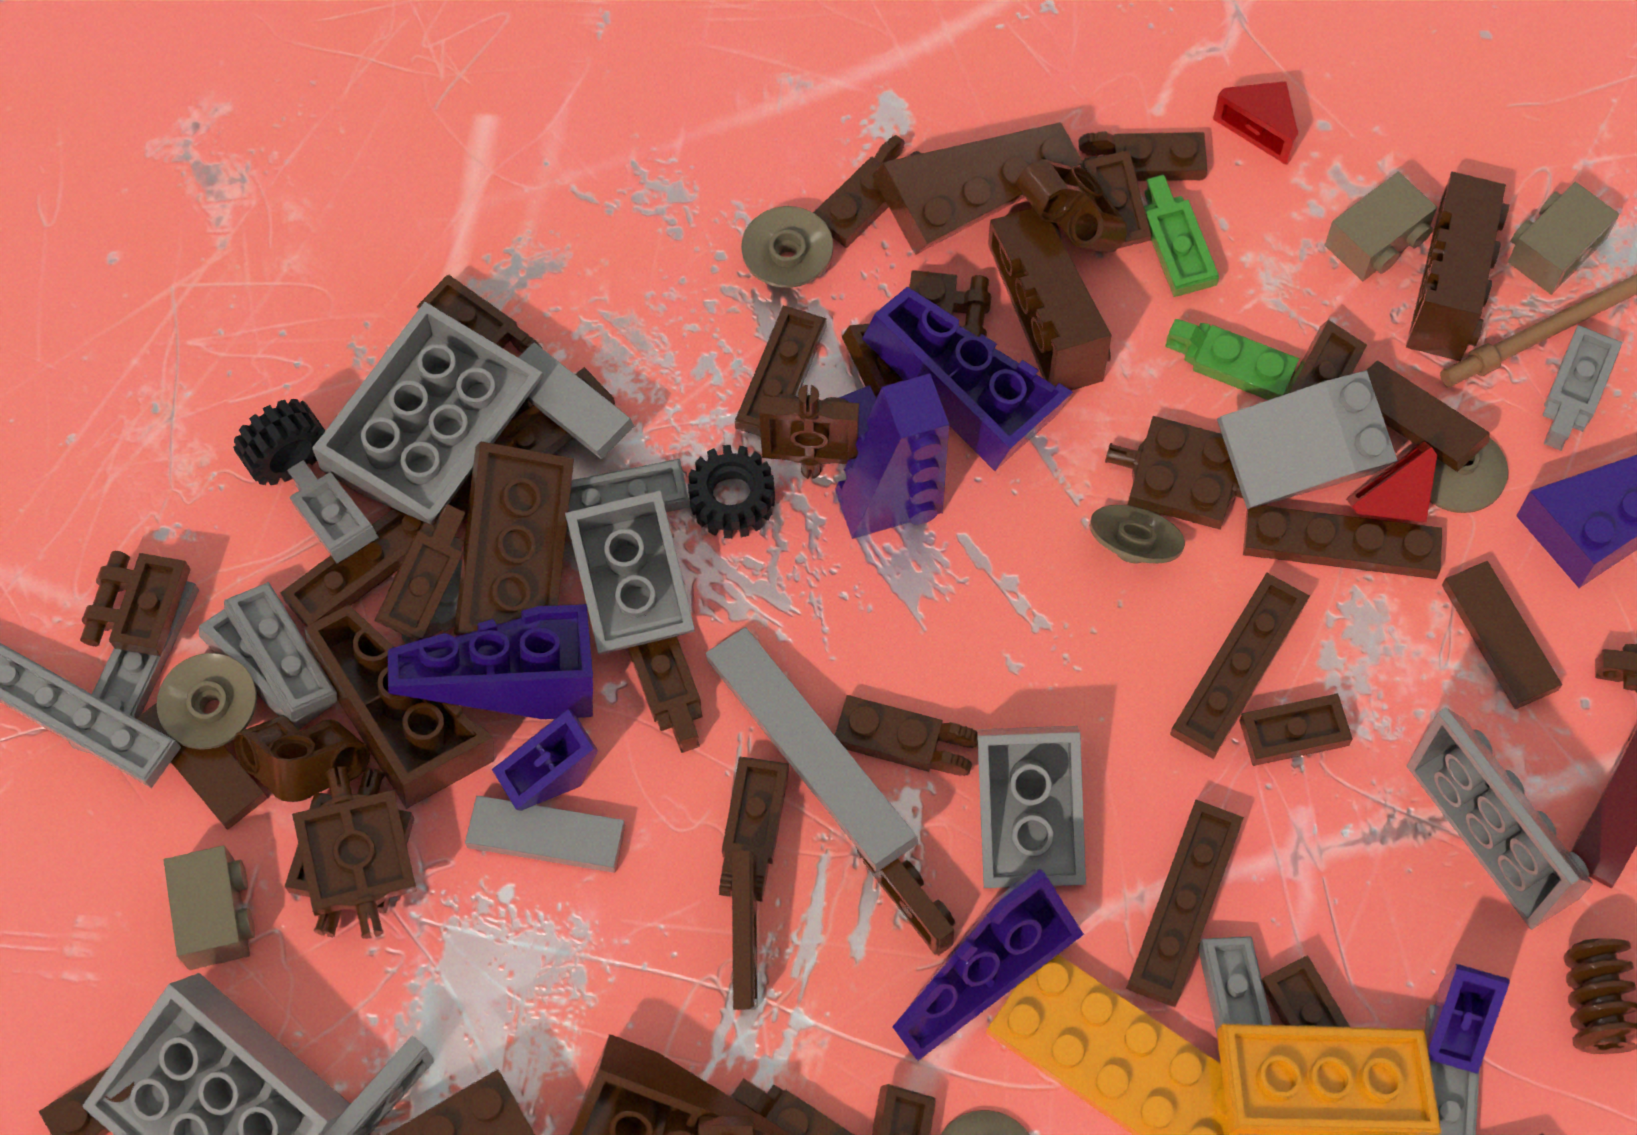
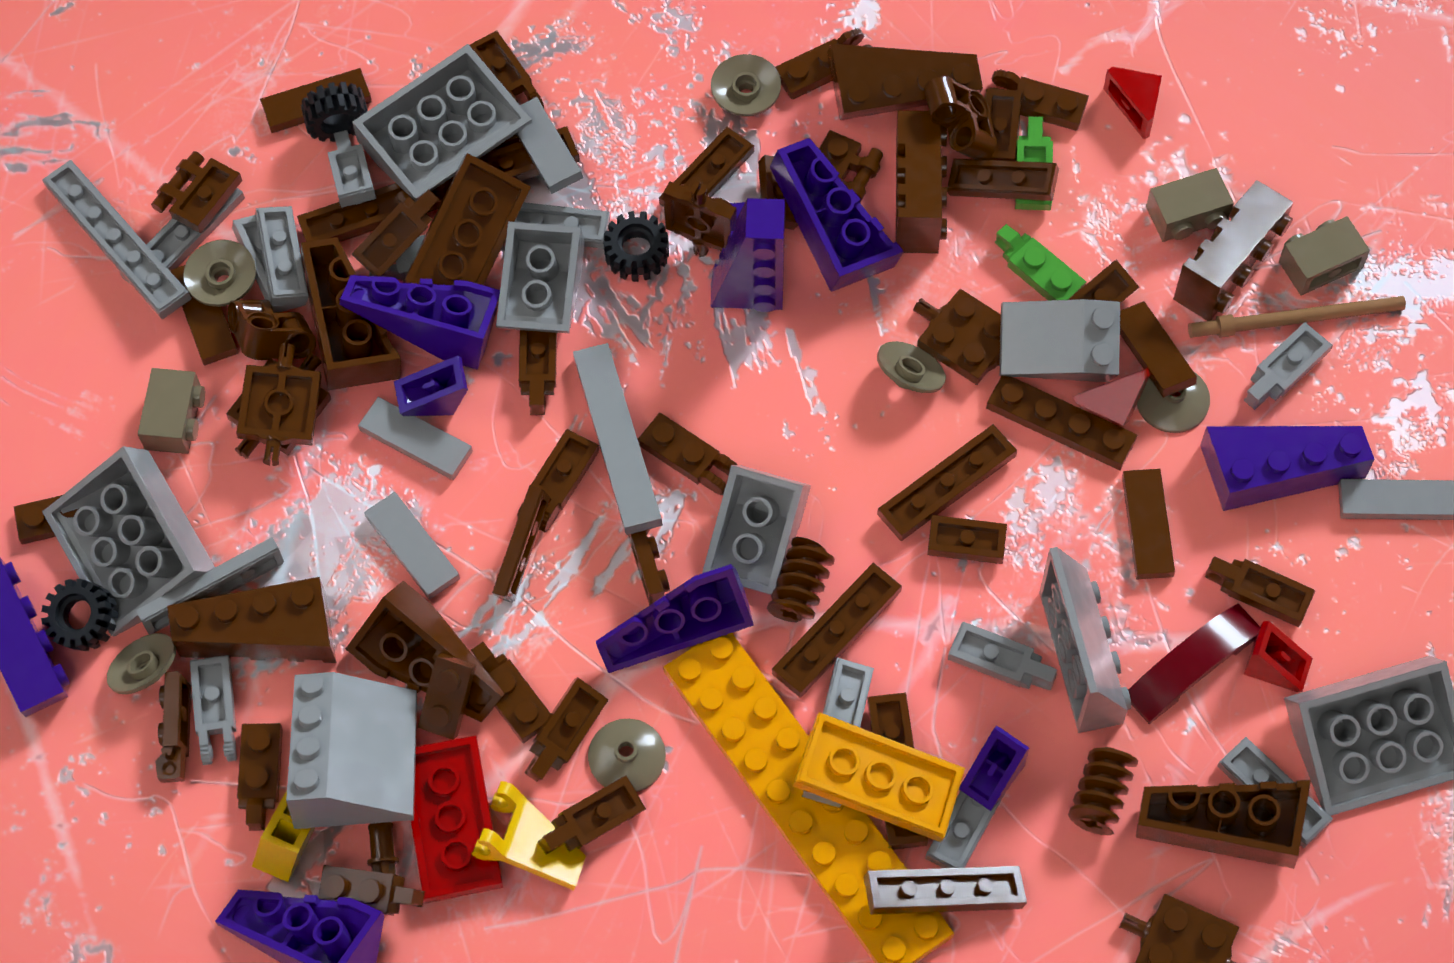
camera: 20 degrees right, 0 degrees up
(212, 456) = (284, 108): none -> reddish brown tile
(596, 979) = (412, 545): none -> light grey tile
(1116, 854) = (799, 580): none -> reddish brown piece
(1150, 264) = (1003, 179): none -> reddish brown tile
(1401, 868) = (1000, 658): none -> light grey hinge

